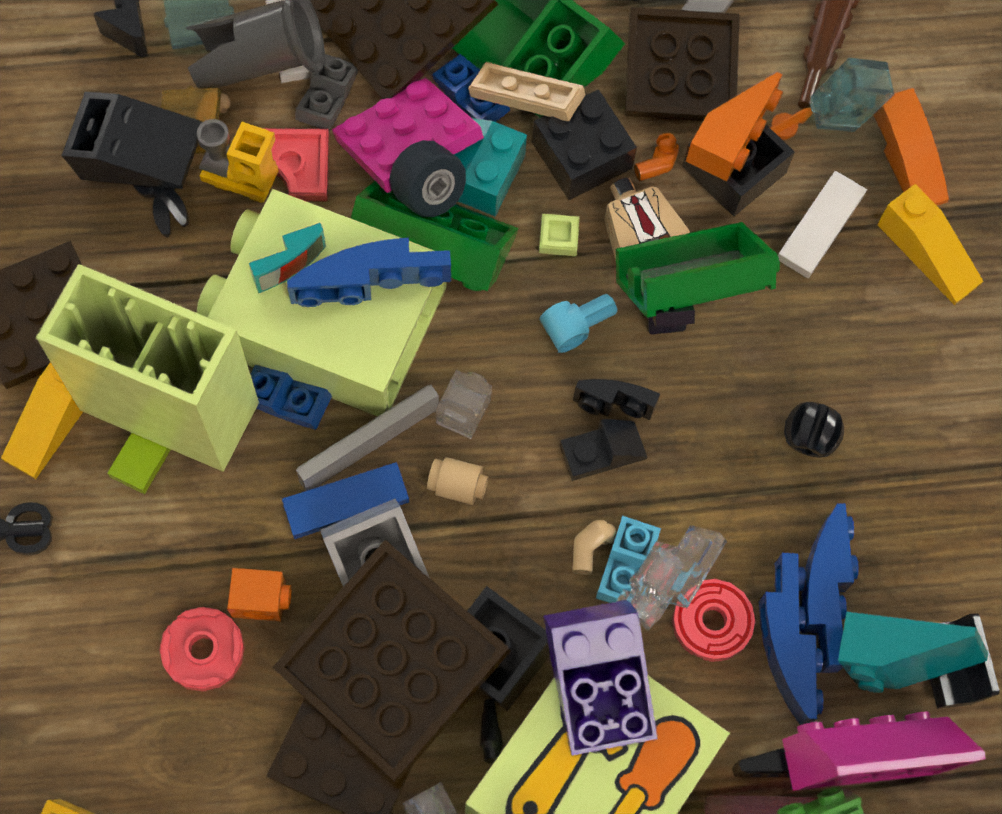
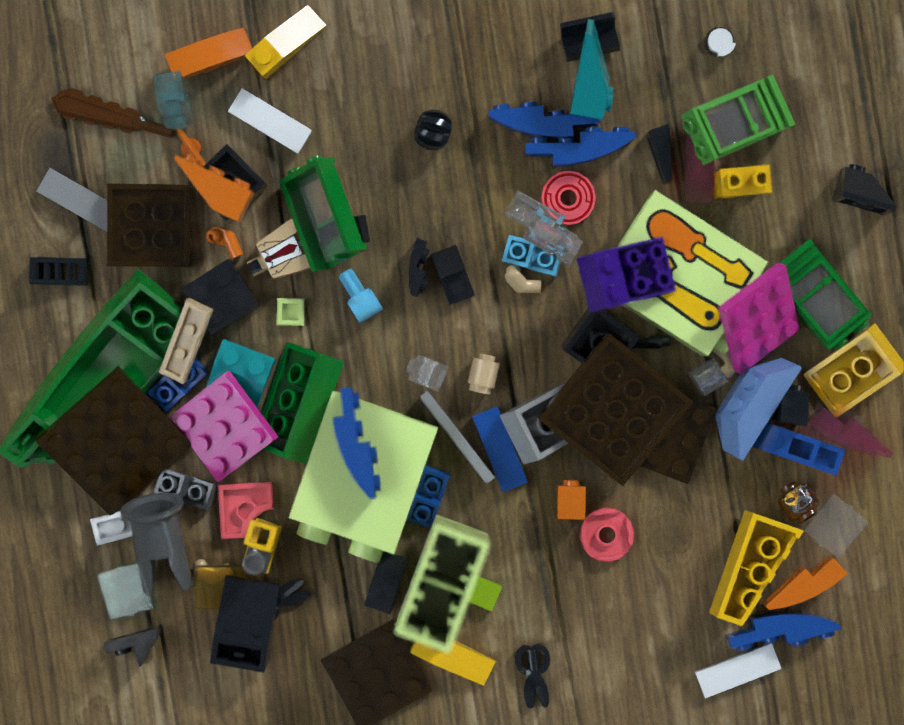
camera: 85 degrees left, 20 degrees up
(300, 250) = (341, 494): teal slope -> none
(428, 178) = (270, 408): black wheel -> none
(876, 750) = (657, 93): dark pink slope -> none

